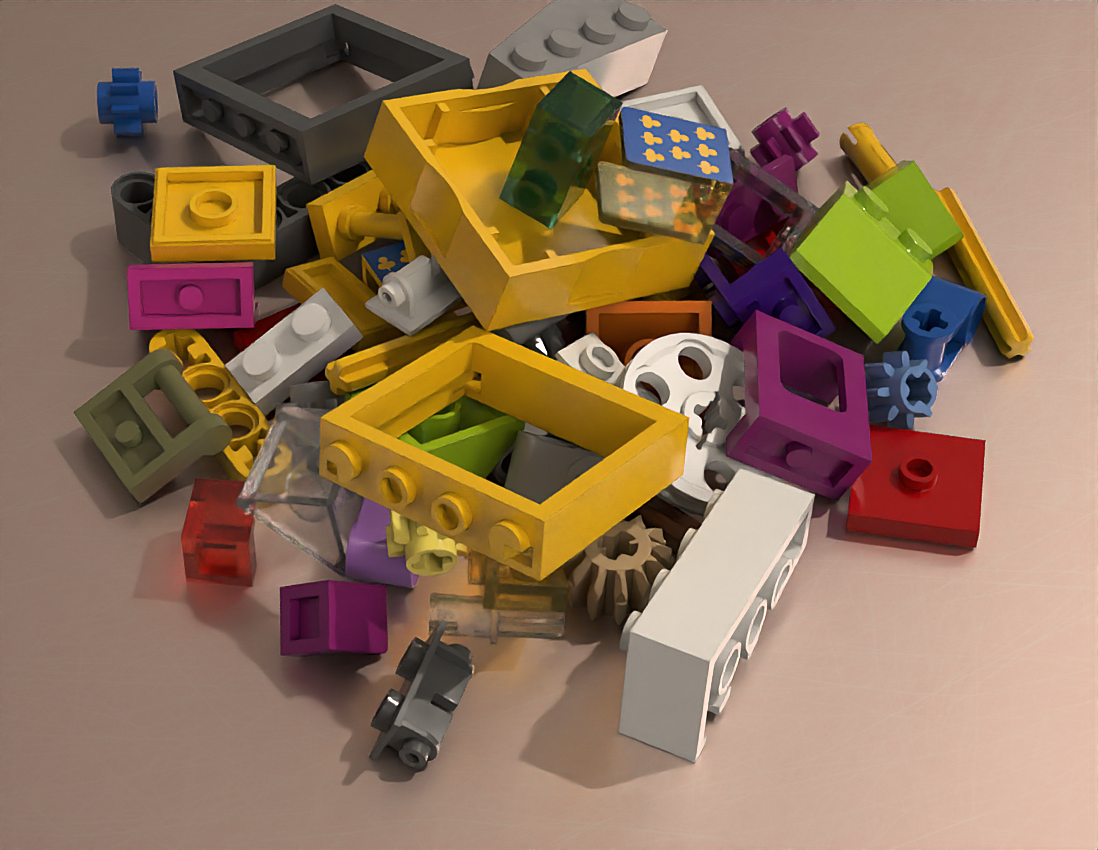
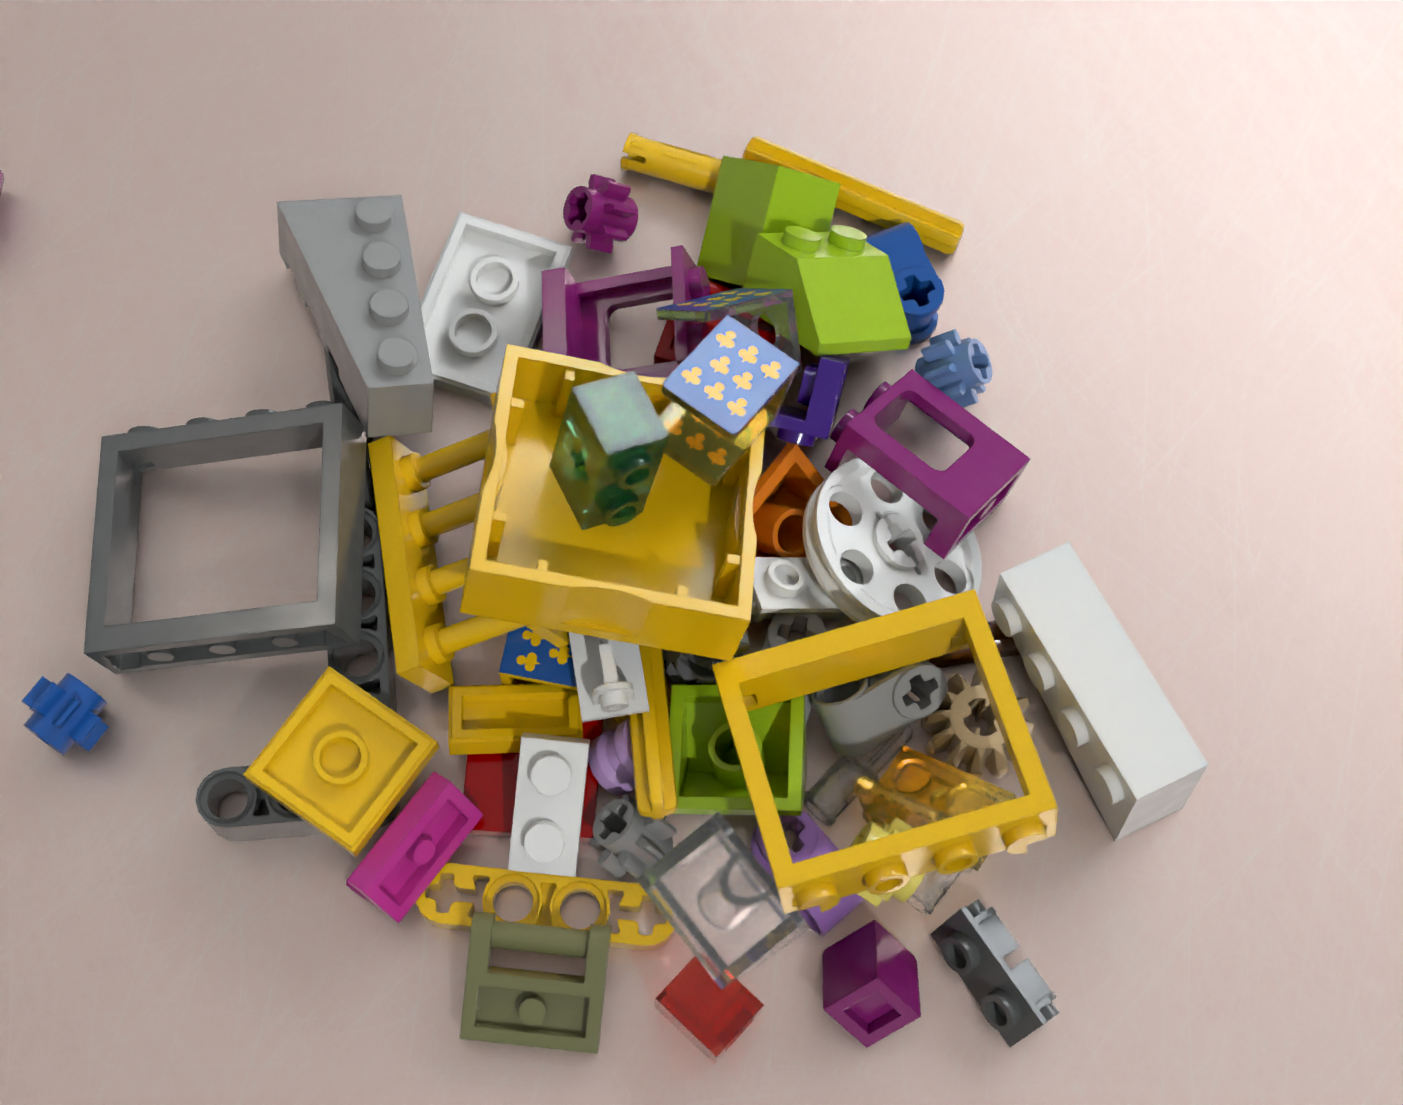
camera: 55 degrees left, 25 degrees up
(920, 487) = (1054, 426): red plate -> none

